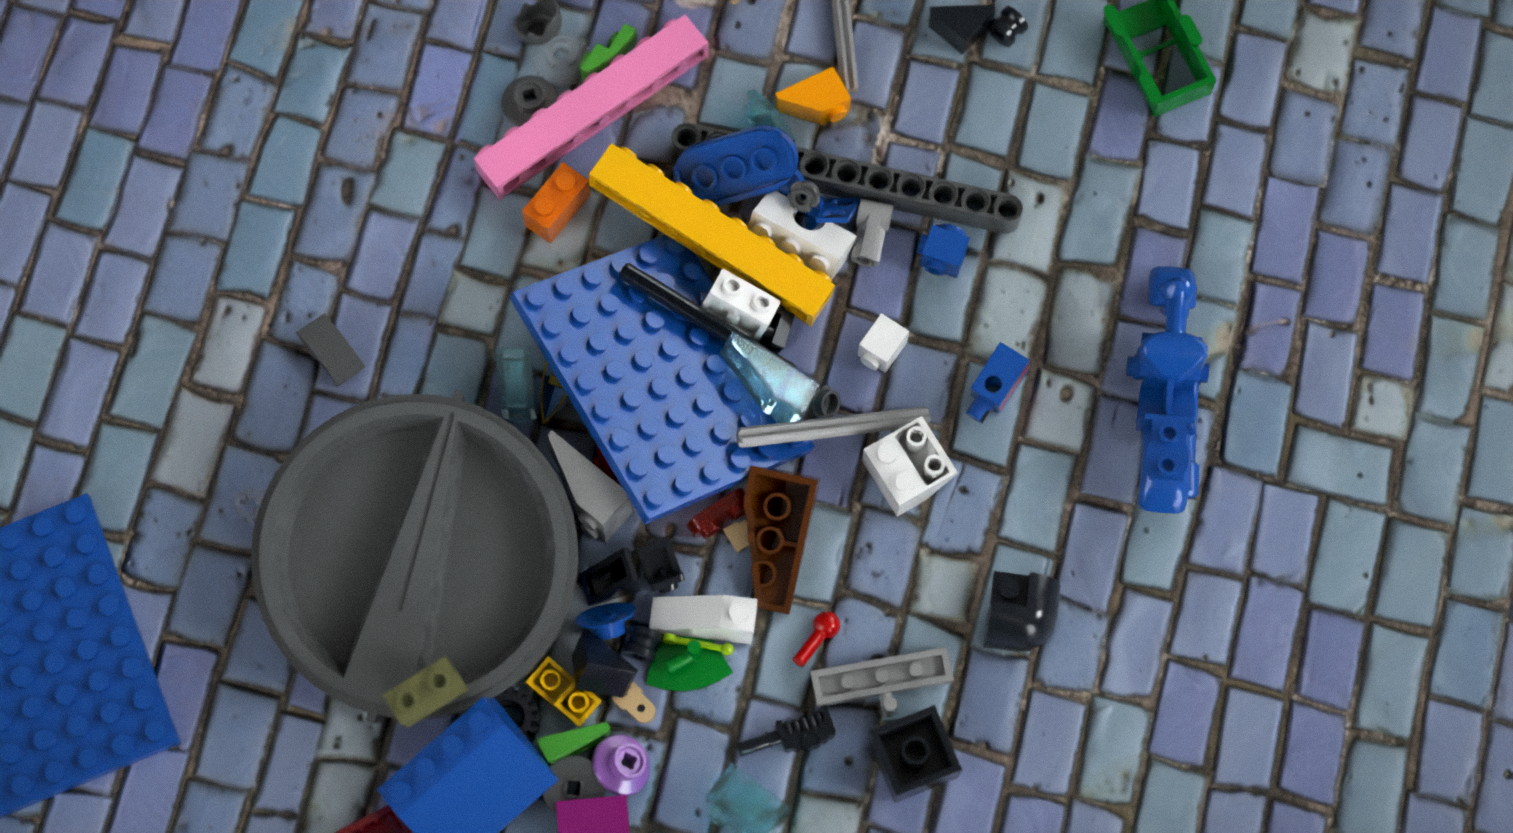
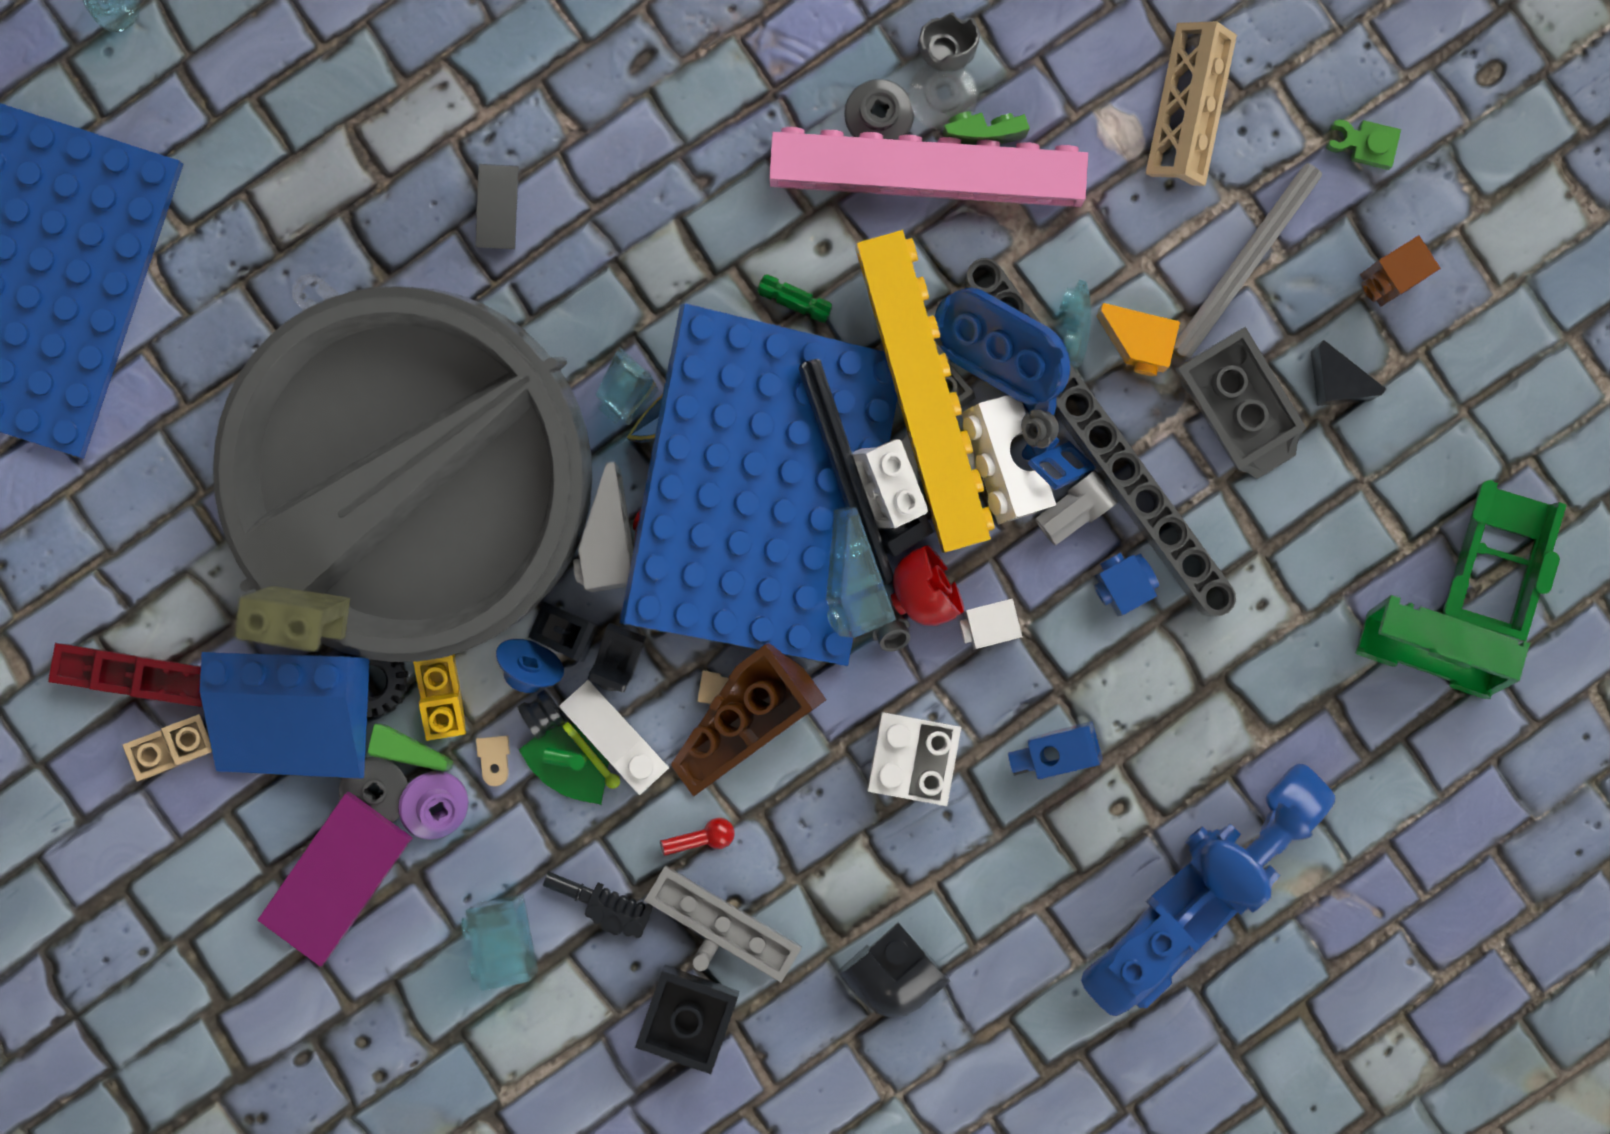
camera: 45 degrees right, 15 degrees up
(556, 202) = (814, 237): orange brick -> none
(576, 252) = (794, 298): none -> green axle
(600, 668) = (484, 706): black slope -> none
(708, 521) = (692, 654): clear red plate -> none
(820, 355) = (924, 589): none -> red cylinder
(828, 427) = (874, 666): light grey axle -> none
(916, 84) = (1243, 403): none -> dark grey slope
(1007, 26) = (1381, 417): black wheel -> none
(1169, 124) = (1443, 646): none -> green piece

